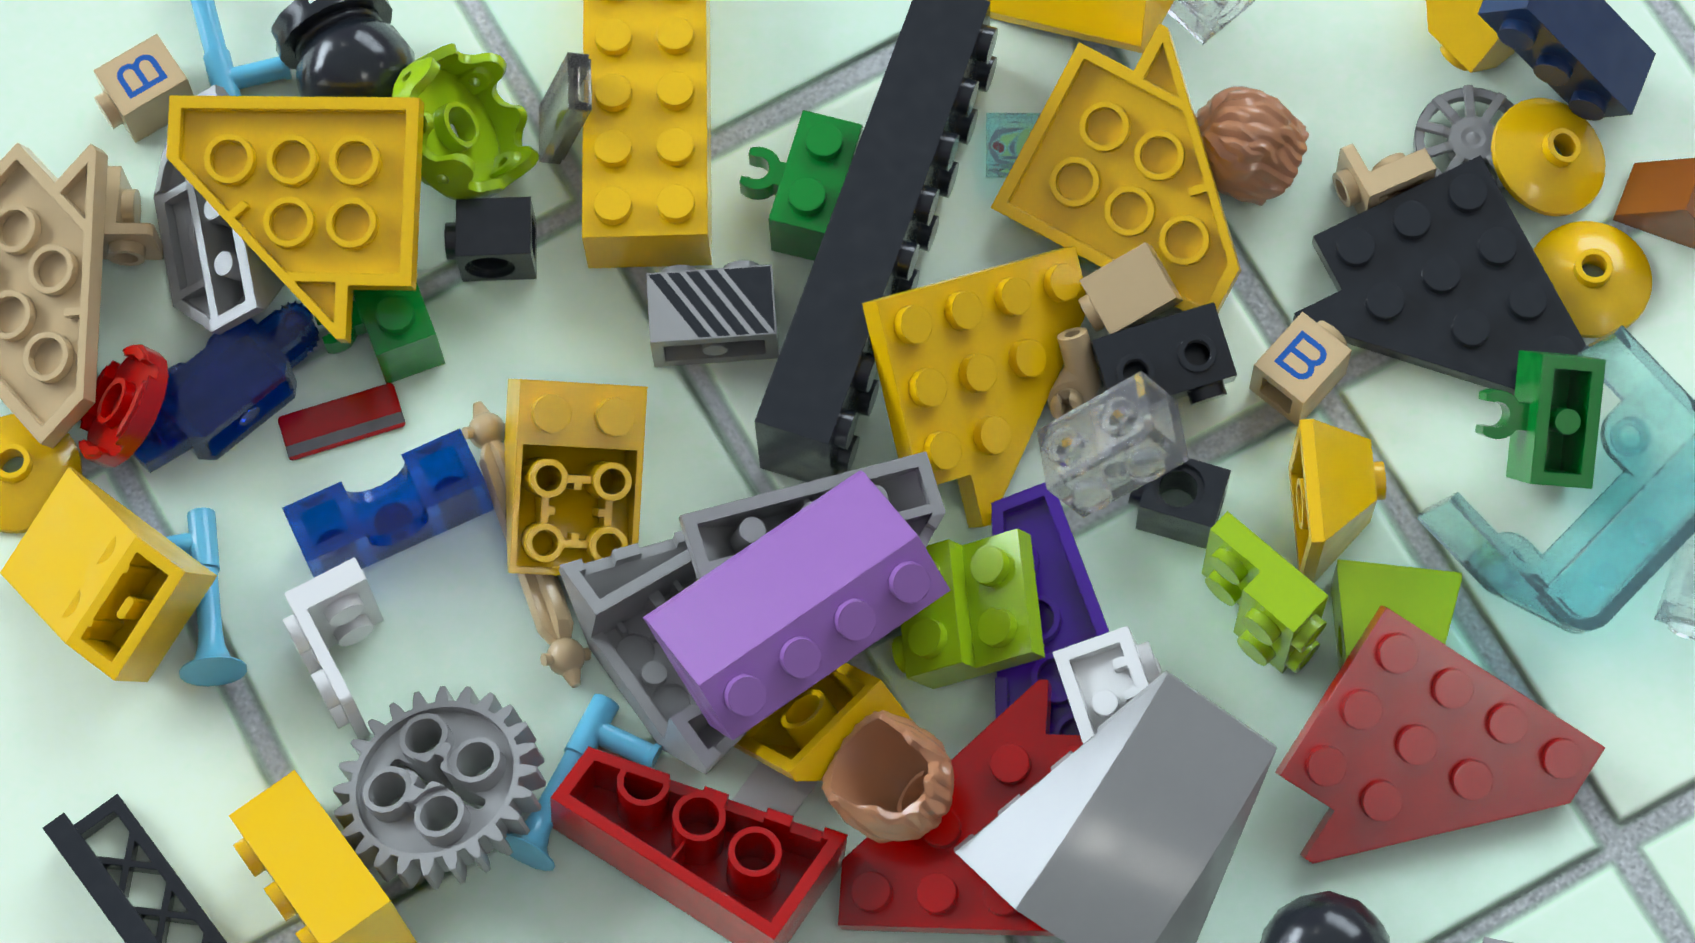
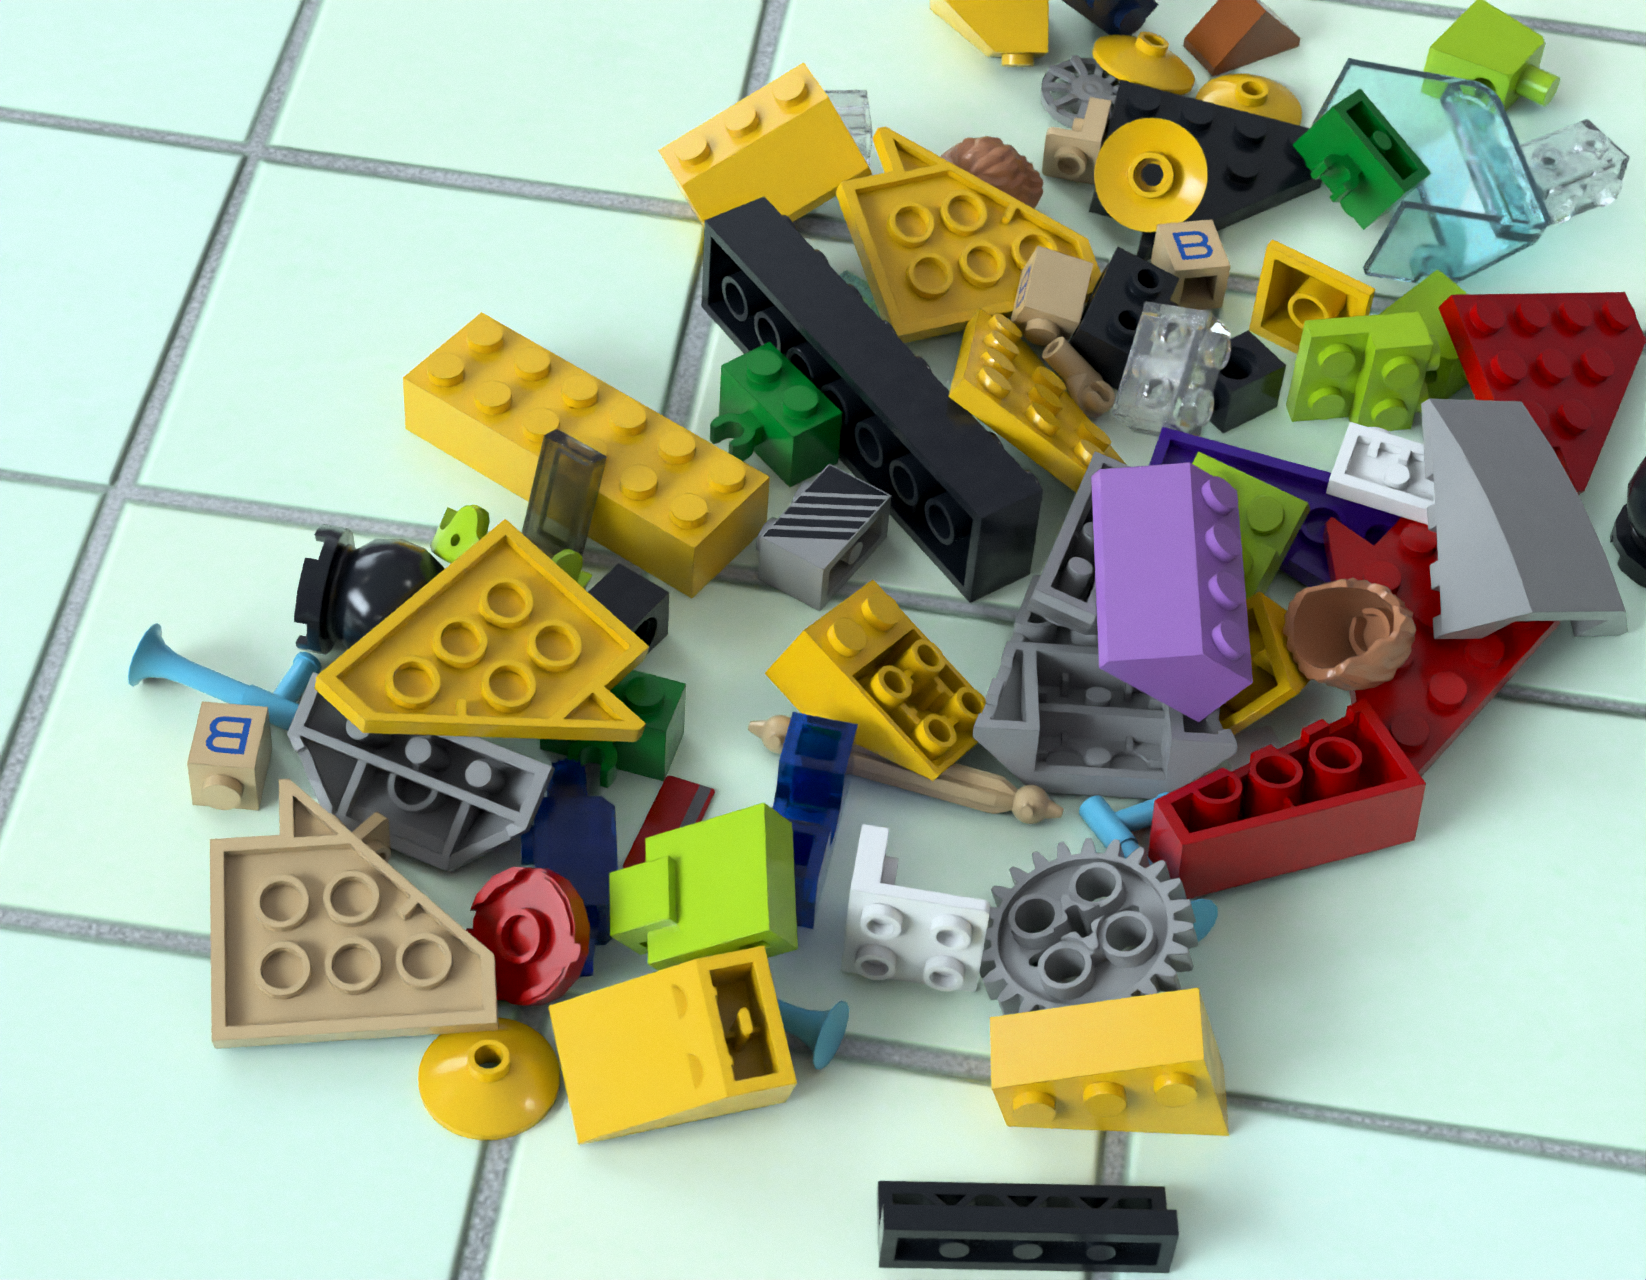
camera: 60 degrees left, 20 degrees down
(230, 501) = (709, 890): none -> lime piece
(1348, 265) = (1121, 166): none -> yellow dish

